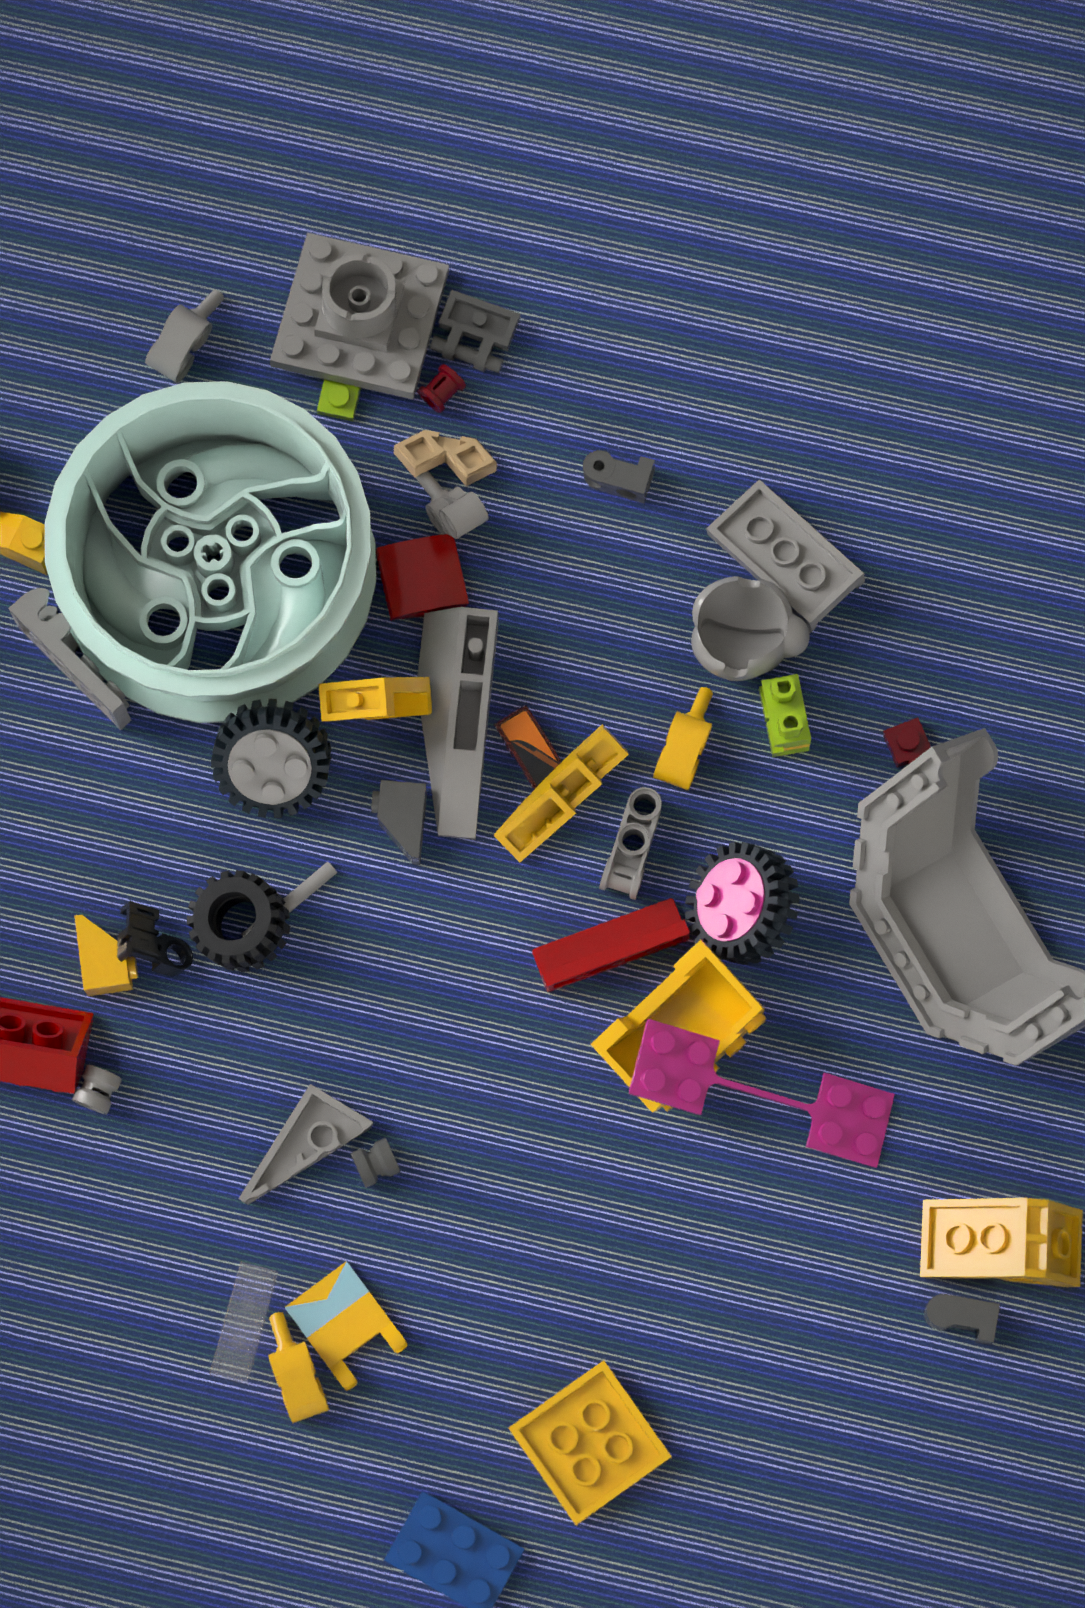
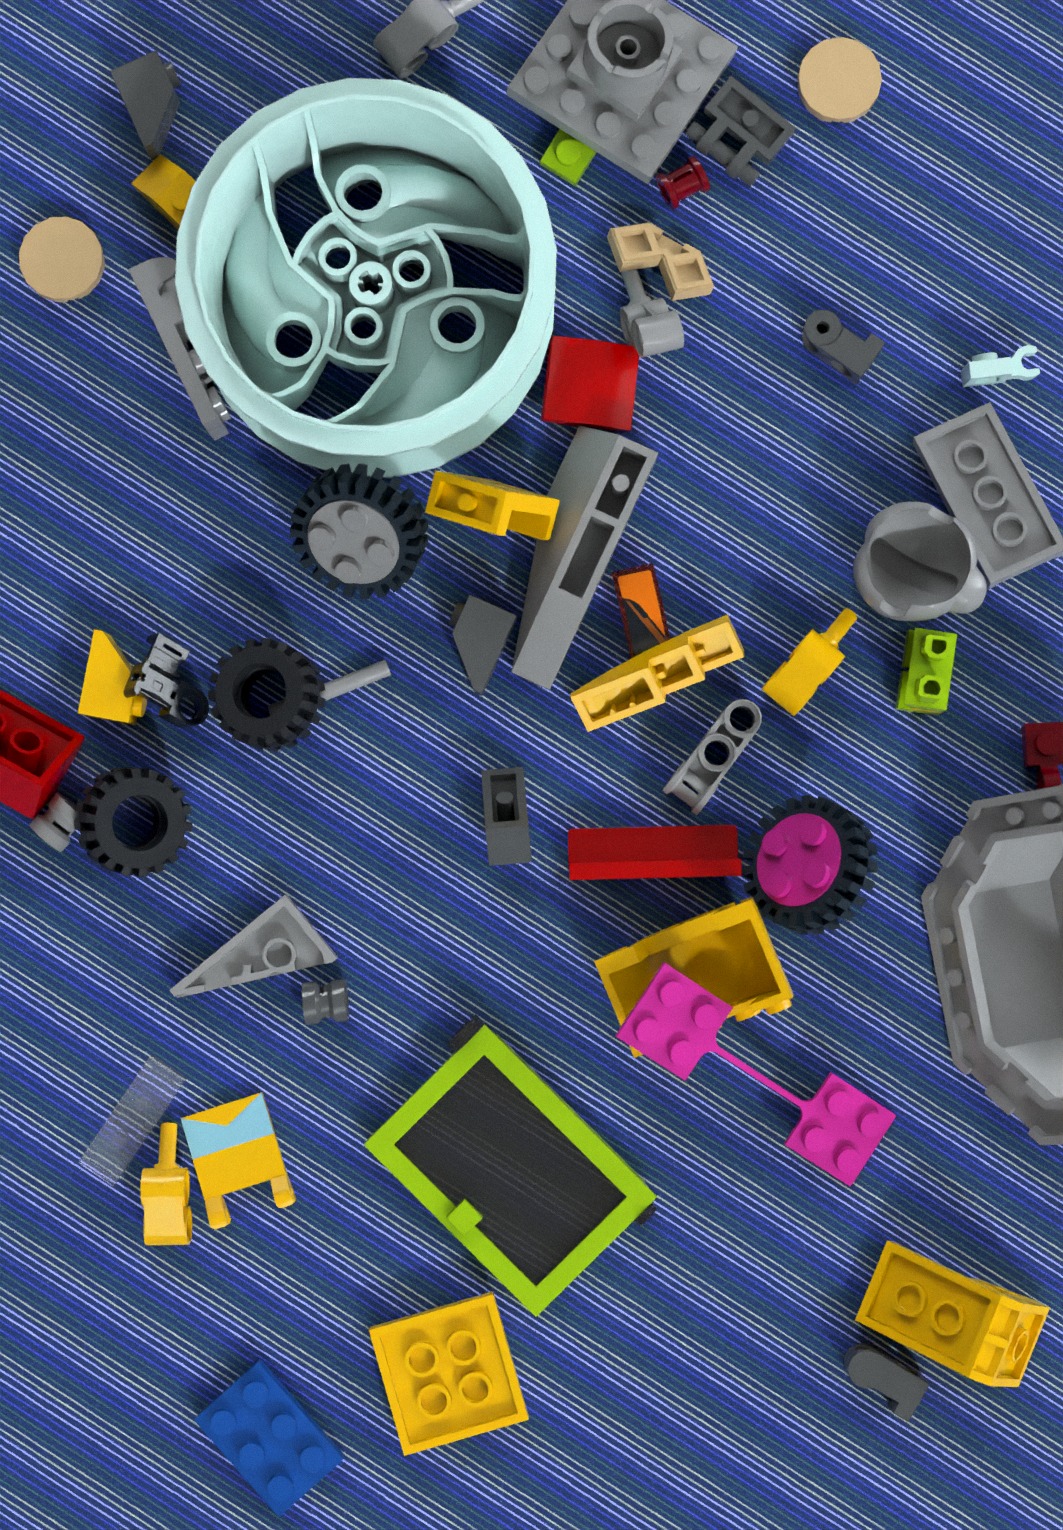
camera: 15 degrees right, 10 degrees up
(185, 1047) = (167, 828): none -> black tyre
(475, 955) = (506, 816): none -> dark grey slope
(542, 263) = (839, 80): none -> tan tile
(581, 1250) = (510, 1168): none -> clear smoke door
(751, 453) = (990, 369): none -> light aqua plate

